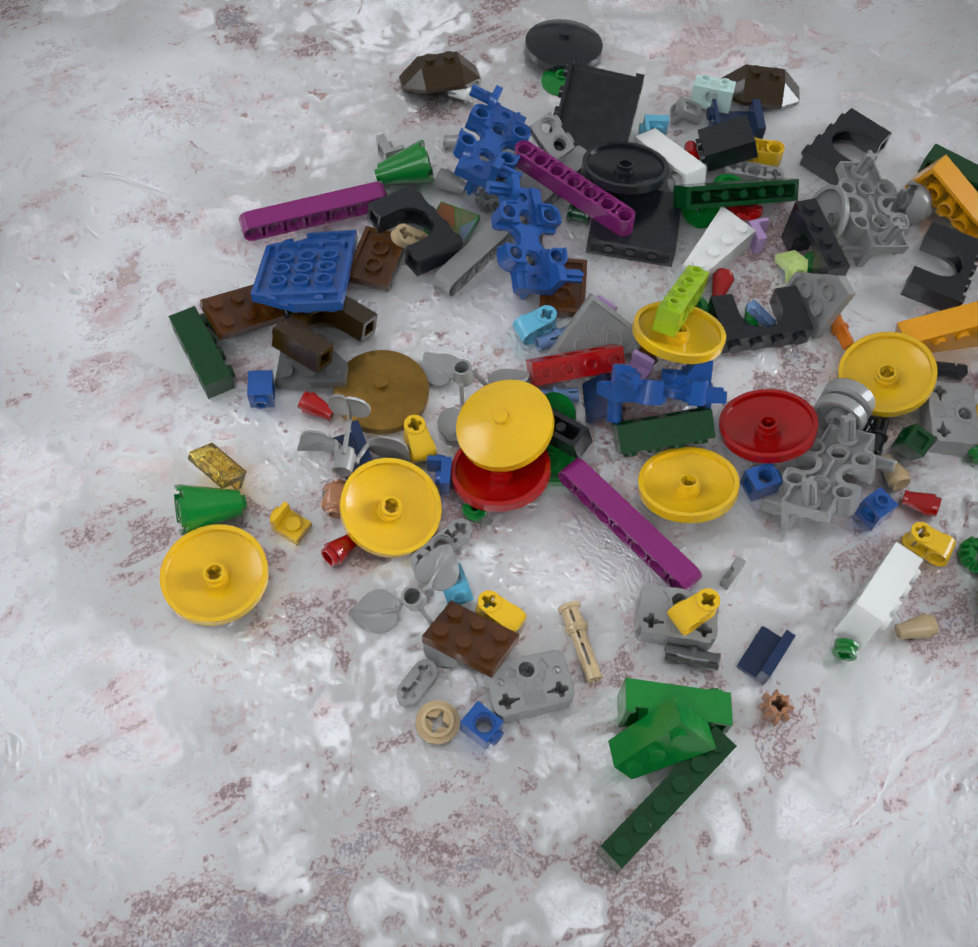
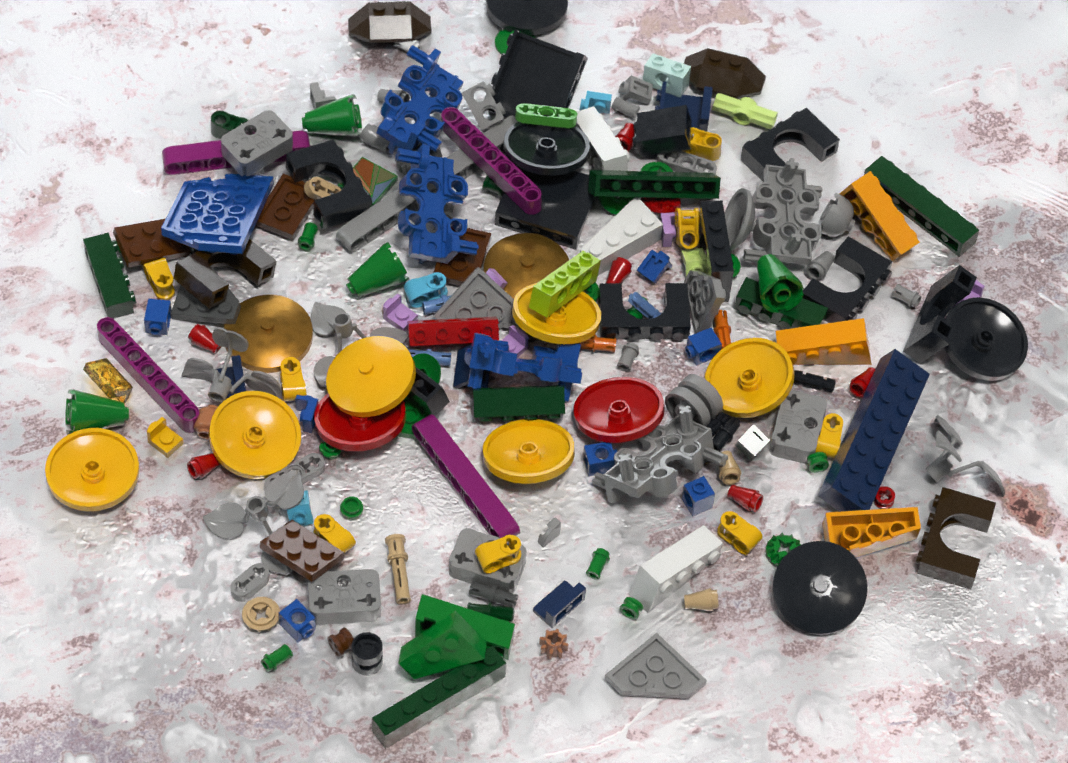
camera: 10 degrees right, 5 degrees down
(257, 348) = (160, 278): none -> yellow piece
(257, 444) = (126, 350): none -> magenta beam
(302, 185) = (224, 122): none -> dark green piece
(335, 197) = (257, 143): none -> light grey axle
(403, 290) = (307, 241): none -> green pin
(466, 777) = (276, 658): none -> green pin
(484, 313) = (377, 273): none -> green cone
(512, 575) = (351, 507): none -> green plate
(513, 354) = (397, 313): none -> lavender bracket
(538, 744) = (340, 642): none -> reddish brown wheel
(572, 756) = (367, 653): none -> black wheel
(616, 139) = (556, 115): none -> bright green beam
(629, 283) = (524, 260): none -> pearl gold dish
(681, 127) = (625, 107): none -> light grey pin
(695, 678) = (499, 612): none -> dark green axle
(728, 358) = (599, 344): none -> orange axle
(755, 273) = (654, 265): none -> blue bracket
(756, 363) = (629, 353): none -> light grey pin
(778, 231) = (688, 226): none -> yellow piece
(793, 118) = (744, 111): none -> yellowish green piece
(794, 595) = (600, 558): none -> green pin
(828, 347) = (702, 346): none -> blue brick
(890, 298) = (802, 315): none -> dark green brick
(891, 274) = (777, 285): none -> green cone
(895, 724) = (655, 671): none -> light grey plate
(912, 255) = (820, 266): none -> light grey cone

